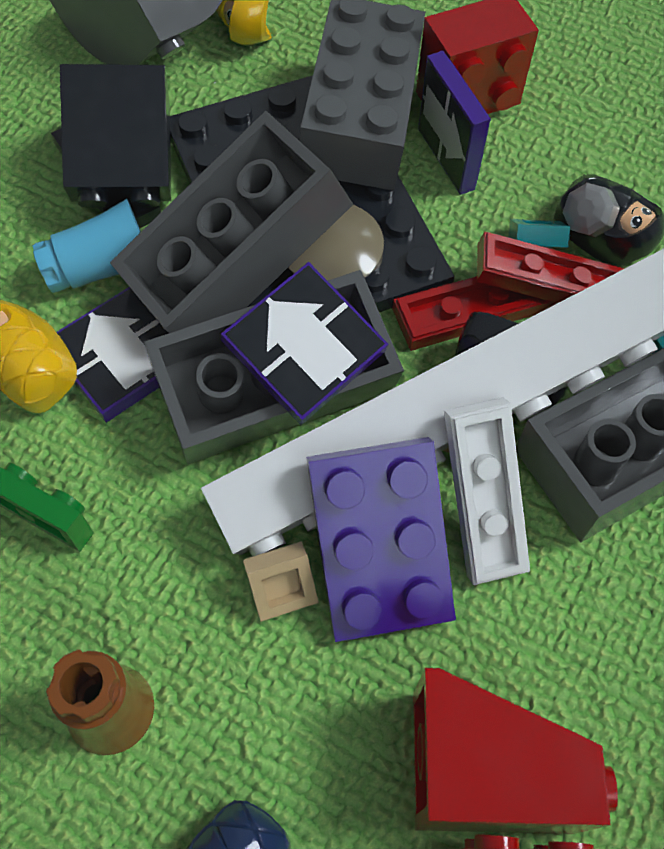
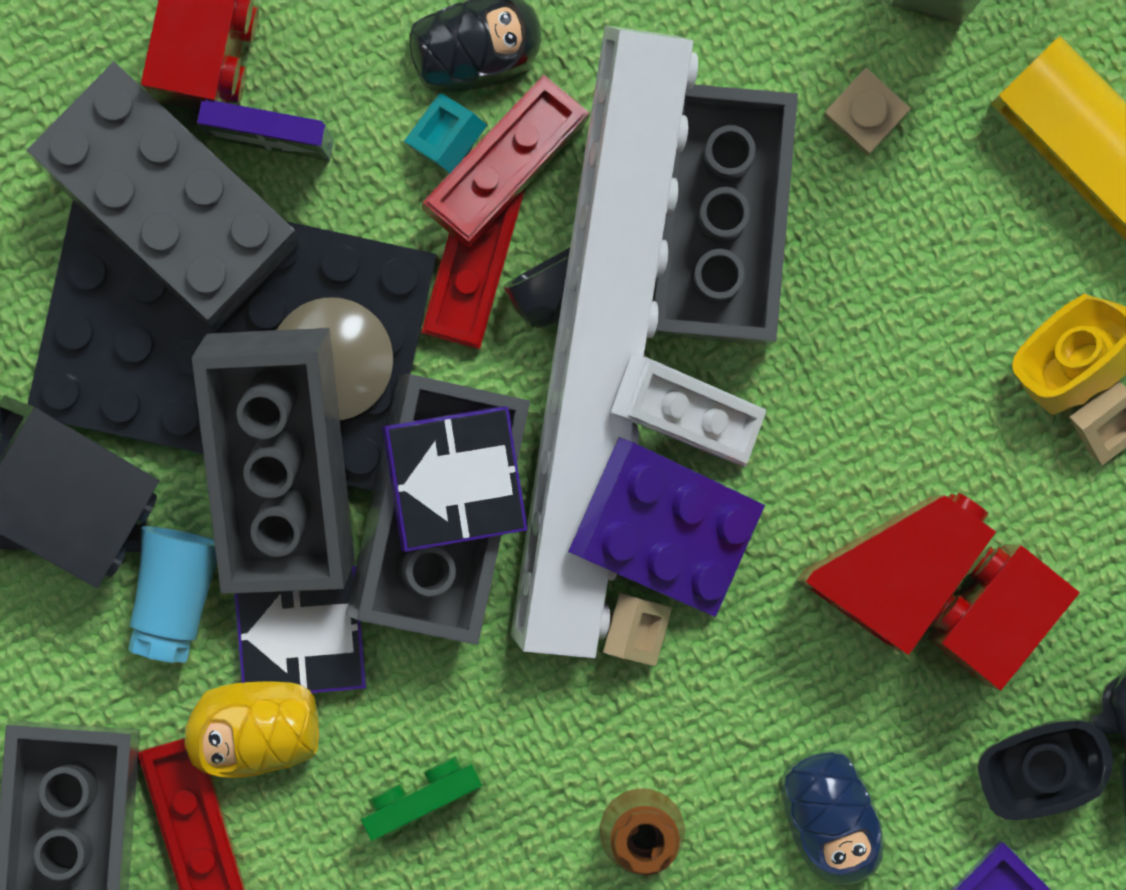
camera: 60 degrees left, 25 degrees up
(591, 210) = (469, 76): light grey tile -> none

